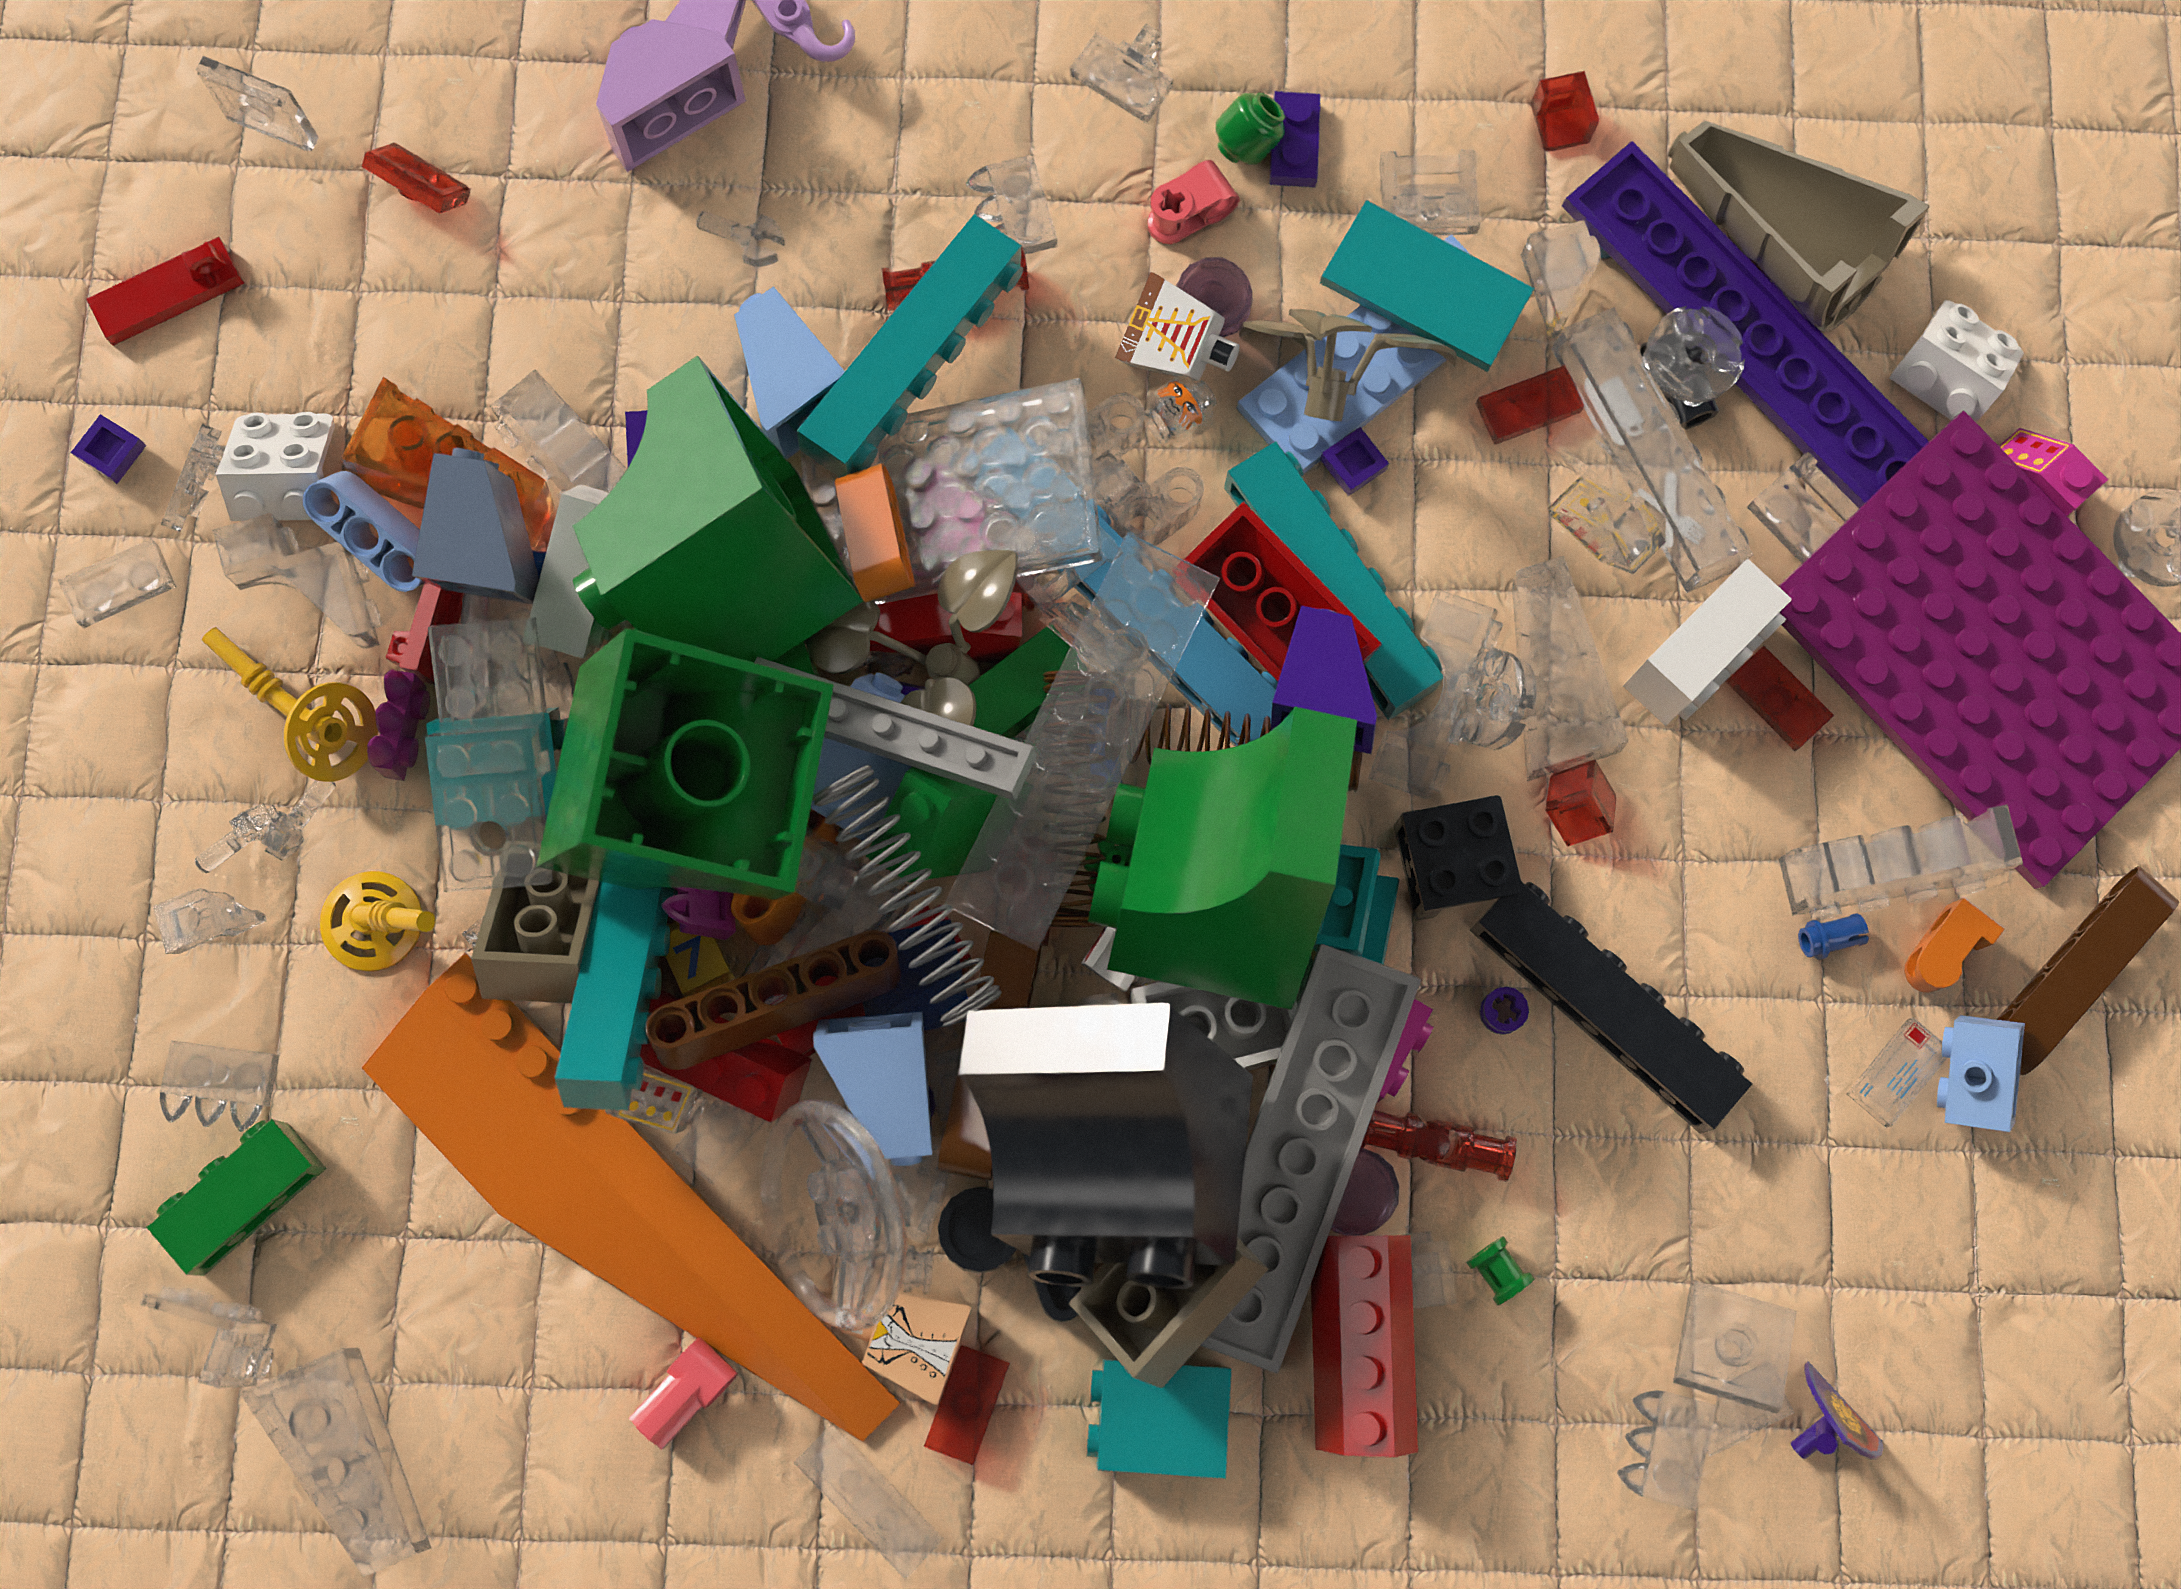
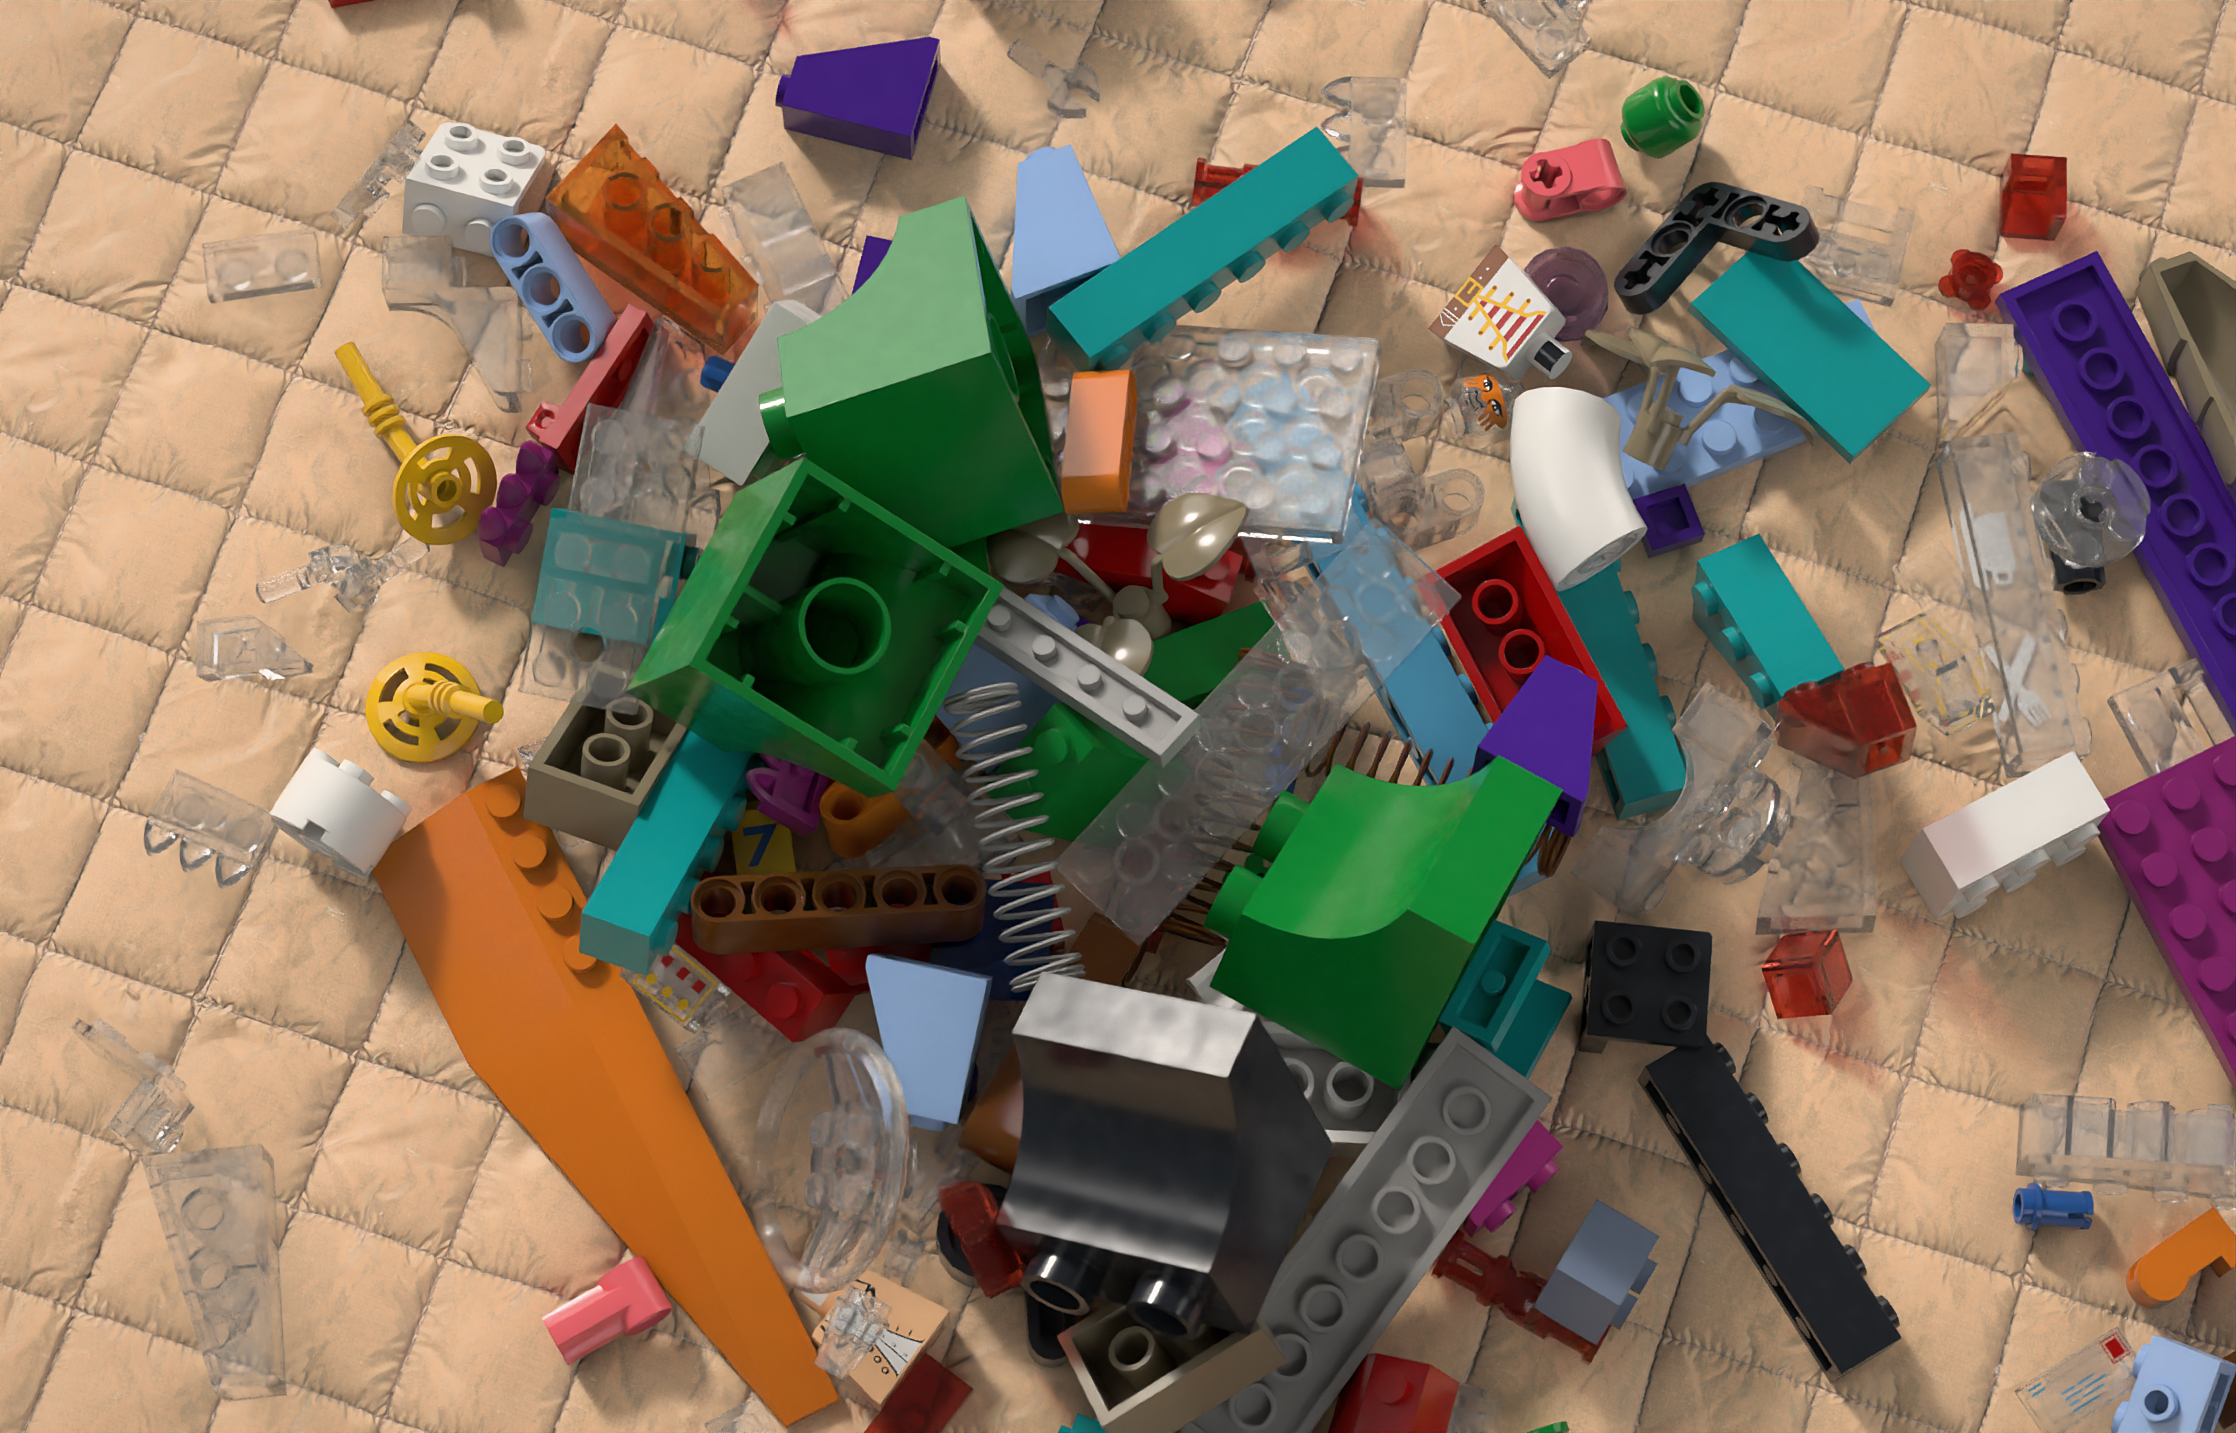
camera: 20 degrees right, 5 degrees down
(108, 448) = (295, 118): dark purple plate -> none
(235, 1196) = (193, 954): green brick -> none
(323, 1037) = (338, 813): none -> white brick
(474, 531) = (667, 318): sand blue slope -> none
(586, 293) = (863, 94): none -> dark purple slope
(895, 1353) = (851, 1331): none -> clear cone
(972, 1235) = (973, 1219): none -> clear red brick
(1274, 453) = (1571, 483): none -> white brick
(1296, 155) = (1718, 143): dark purple plate -> none
(1312, 200) = (1702, 219): none -> black beam
(1368, 1196) = (1428, 1325): piece -> none
(1468, 531) = (1760, 623): none -> teal wedge
(1494, 1107) = (1597, 1272): none -> sand blue brick
(1518, 1005) = (1629, 1176): dark purple bush -> none
(1529, 404) = (1890, 515): clear red plate -> none
(1538, 181) = (1978, 266): none -> clear red plate
(1567, 589) = (1850, 722): none -> clear red slope
(1779, 698) = (2075, 925): clear red plate -> none

